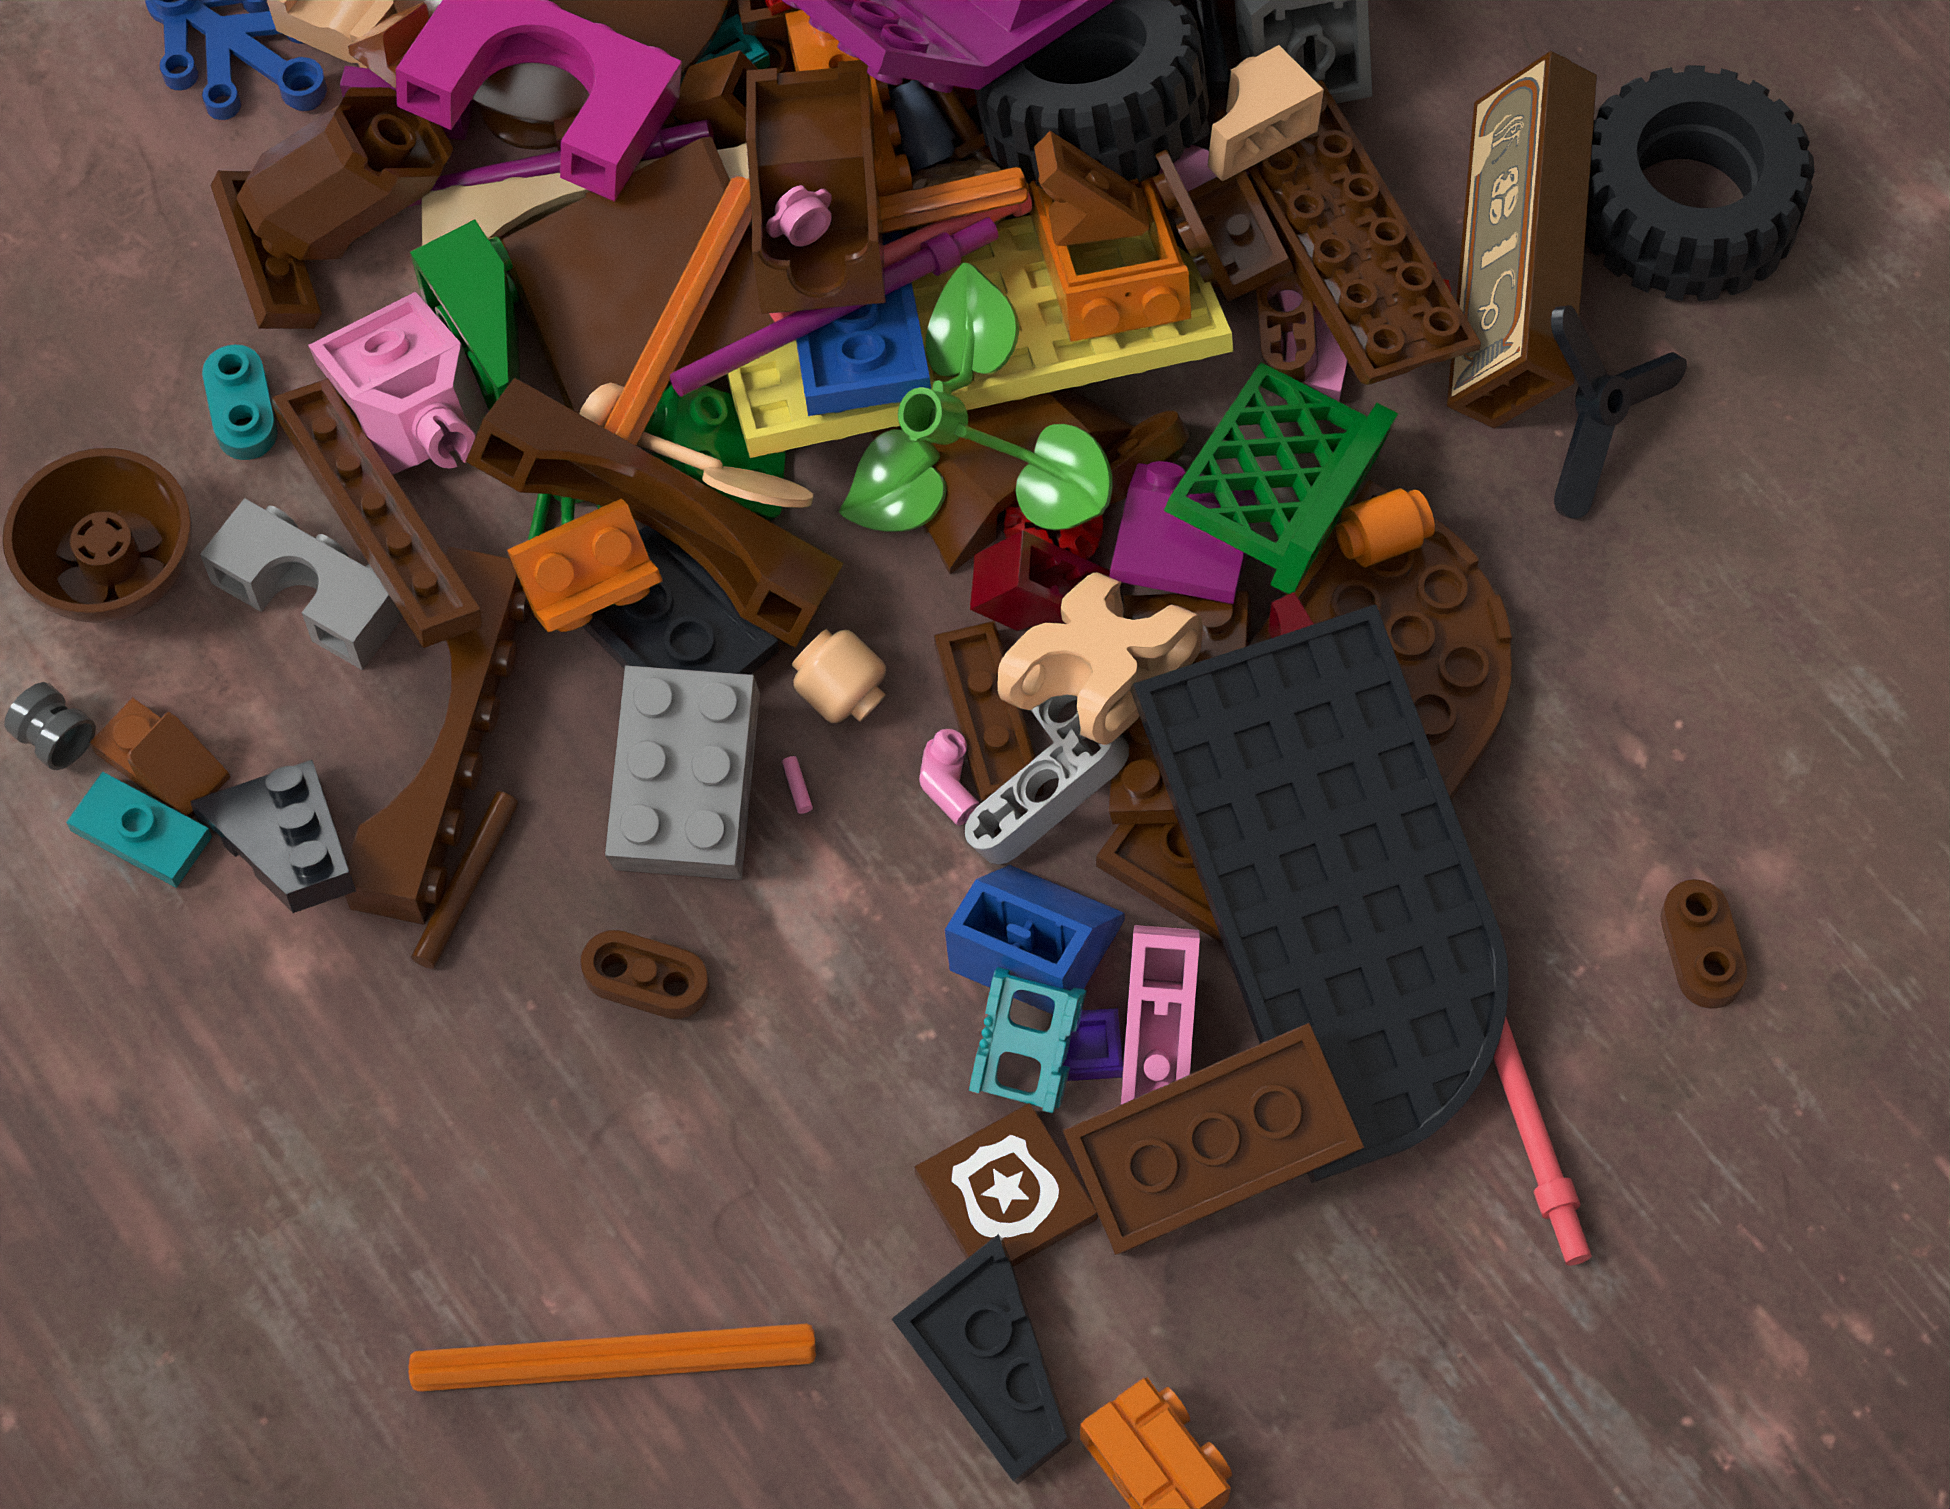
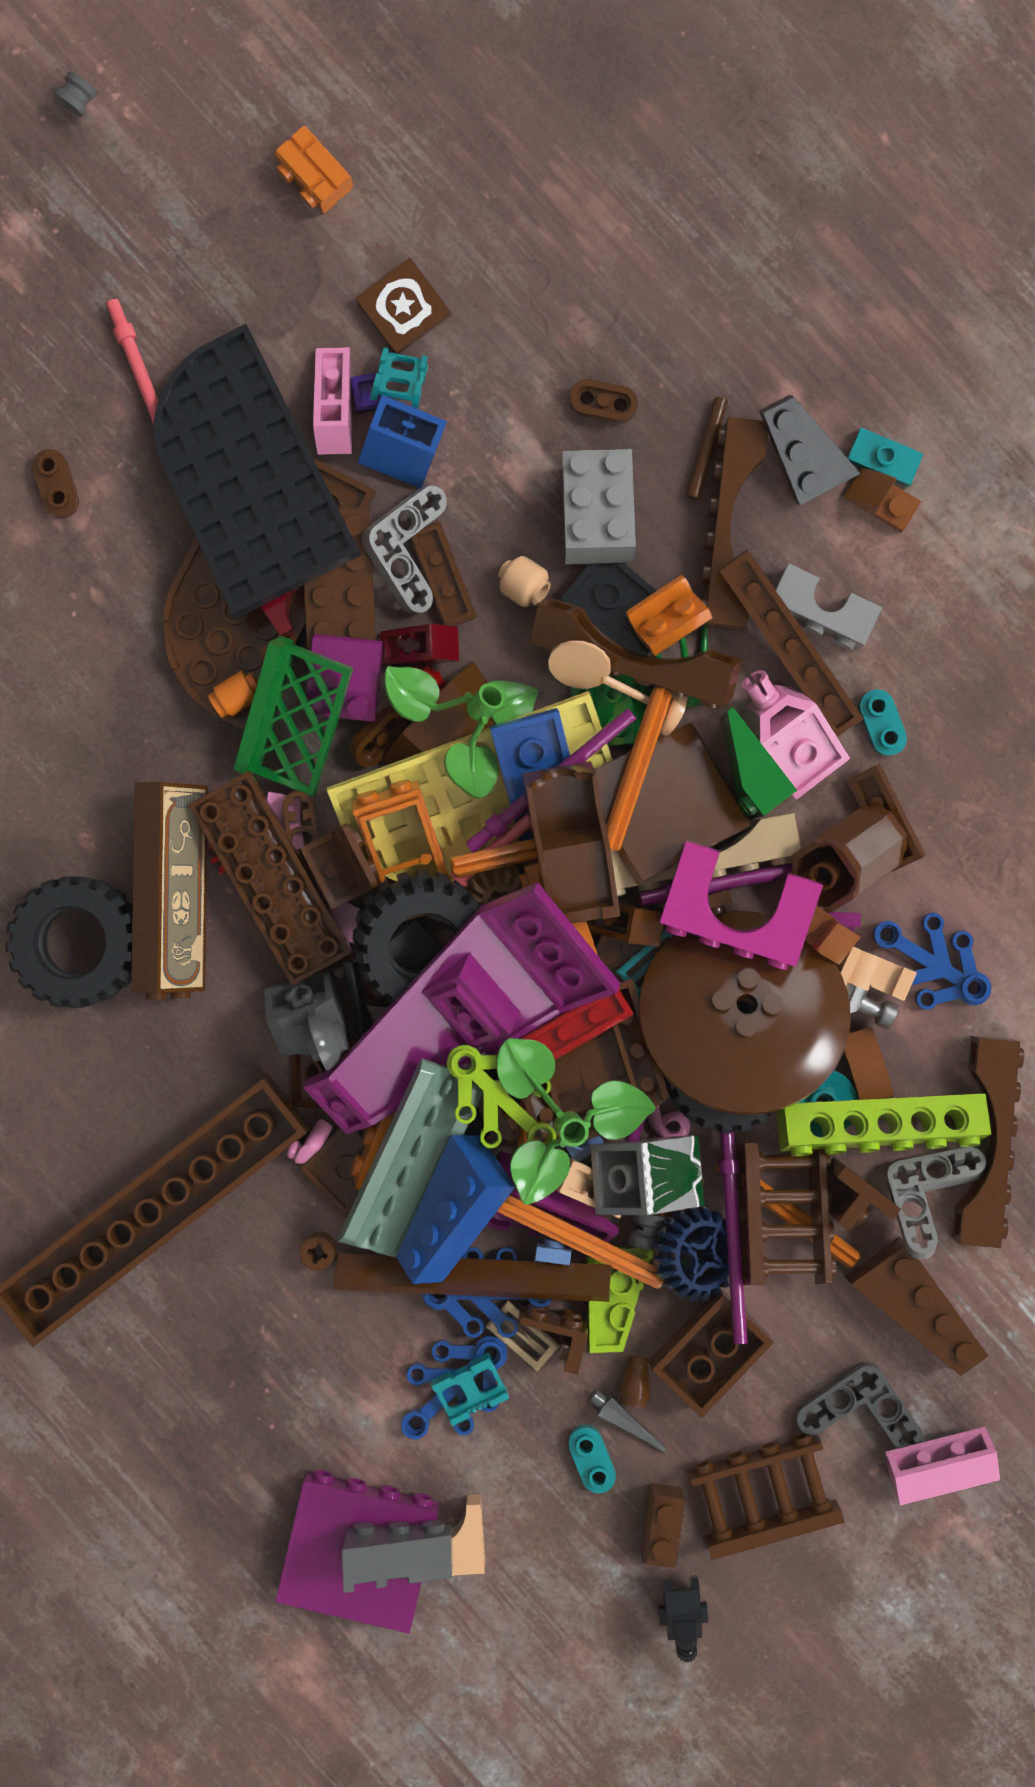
camera: 175 degrees right, 25 degrees up
(45, 722) = (944, 506): dark grey wheel -> none
(76, 517) = (958, 603): reddish brown piece -> none
(612, 1357) = (589, 198): orange axle -> none
(797, 784) = (539, 524): bright pink piece -> none
(801, 216) = (575, 820): bright pink plate -> none
(942, 772) = (463, 534): bright pink arm -> none
(988, 1359) = (401, 212): black wing -> none
(1088, 197) = (412, 855): dark orange slope -> none
(1097, 656) = (381, 584): light nougat piece -> none
(1213, 1139) = (298, 331): reddish brown plate -> none
(1268, 109) = (319, 944): light nougat arch -> none
(1600, 404) = (122, 786): black piece -> none

